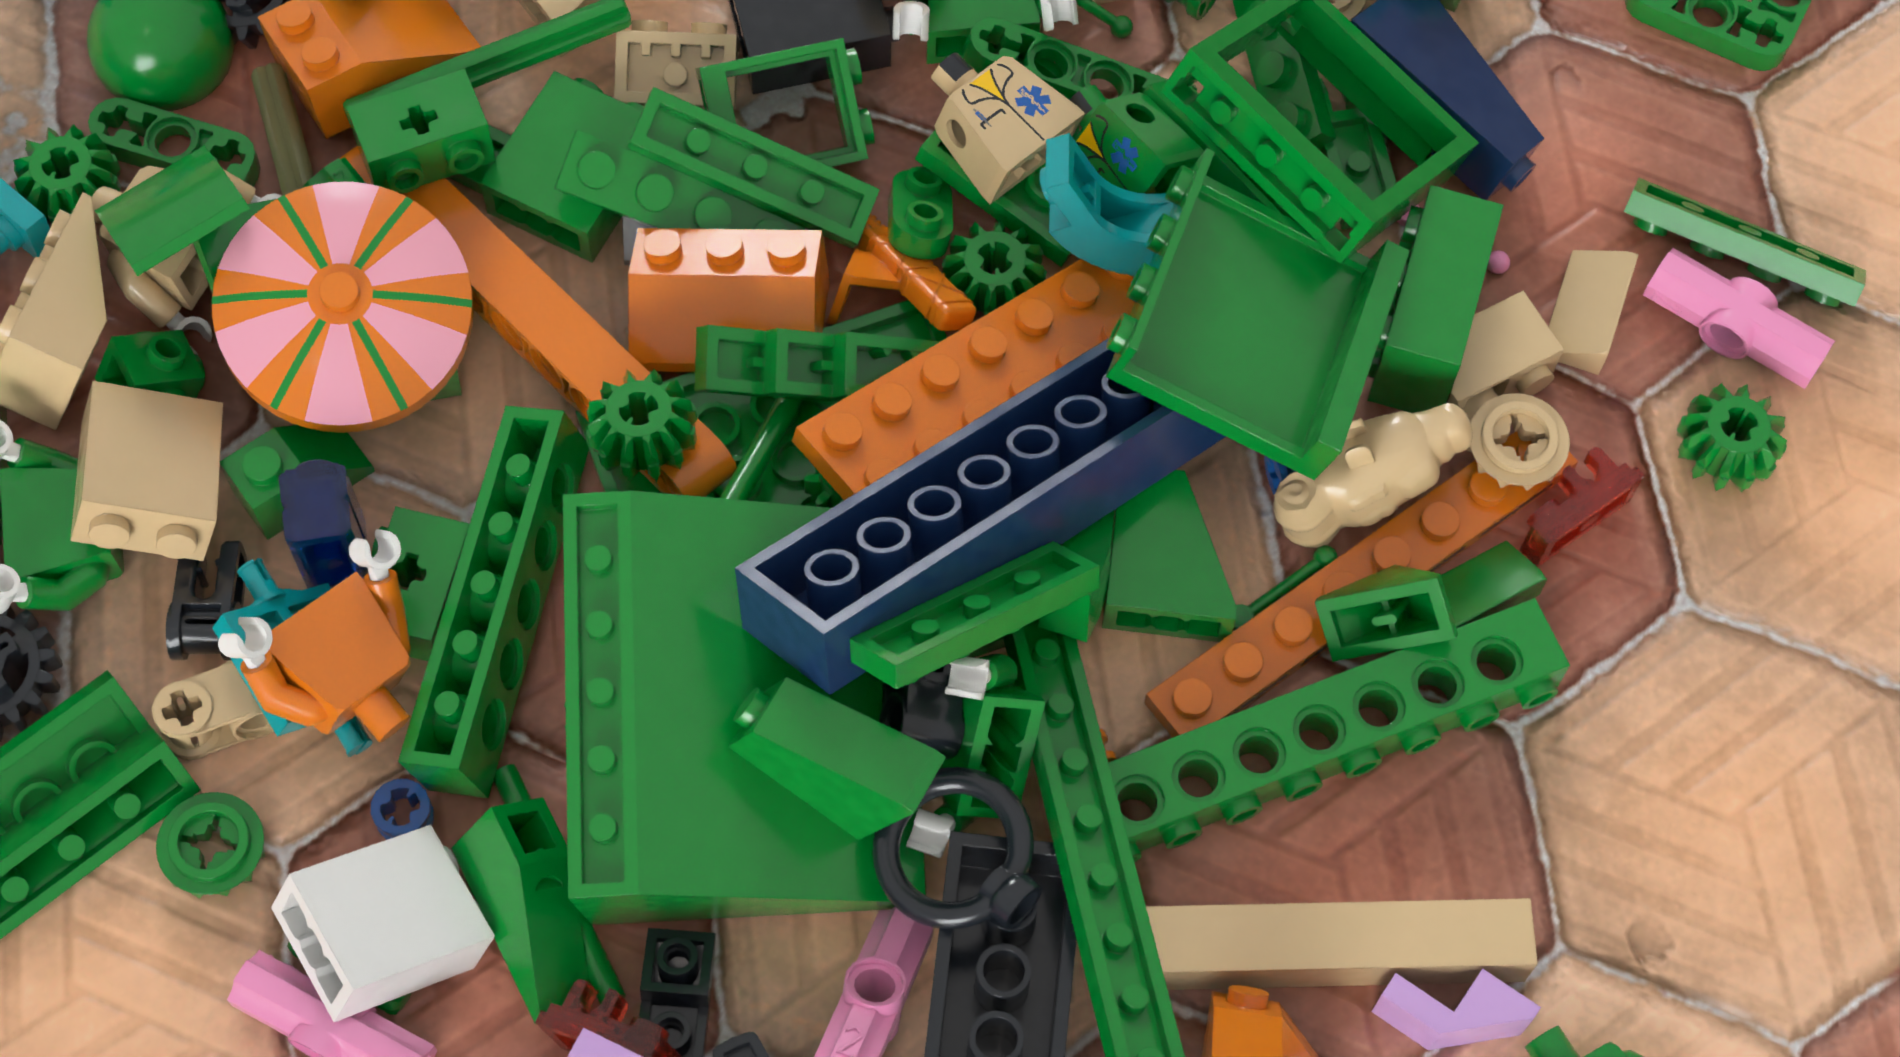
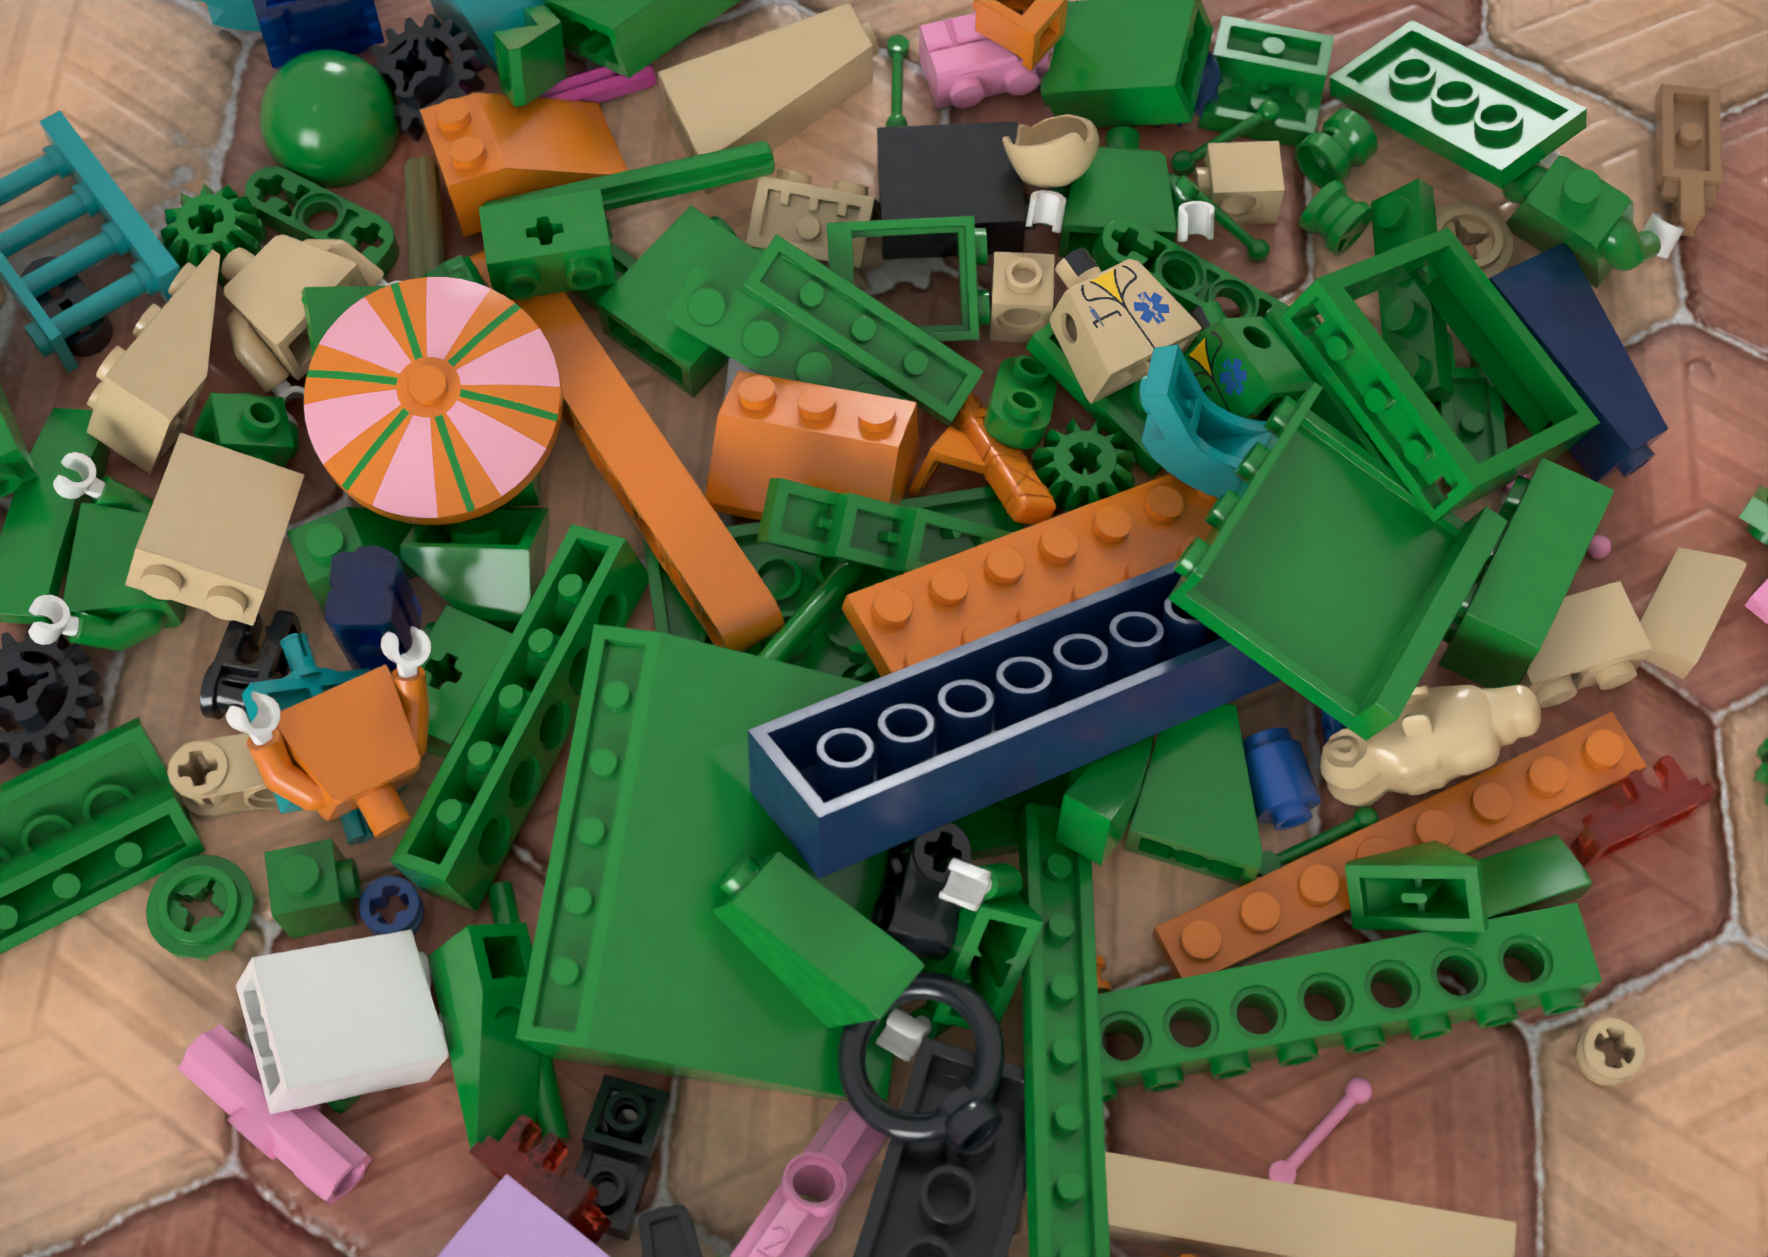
camera: 15 degrees right, 0 degrees up
(171, 210) = (287, 280): green slope -> none
(322, 804) = (312, 888): none -> green brick
(422, 460) = (484, 562): none -> green slope
(641, 425) = (694, 567): green gear -> none
(900, 109) = (1021, 295): none -> tan brick
(974, 614) = (983, 821): green plate -> none
(1239, 533) = (1280, 779): none -> blue brick
(1363, 811) = (1357, 1091): none -> bright pink hinge
(1534, 422) = (1606, 717): tan gear -> none
(1574, 742) = (1628, 1042): none -> tan bush

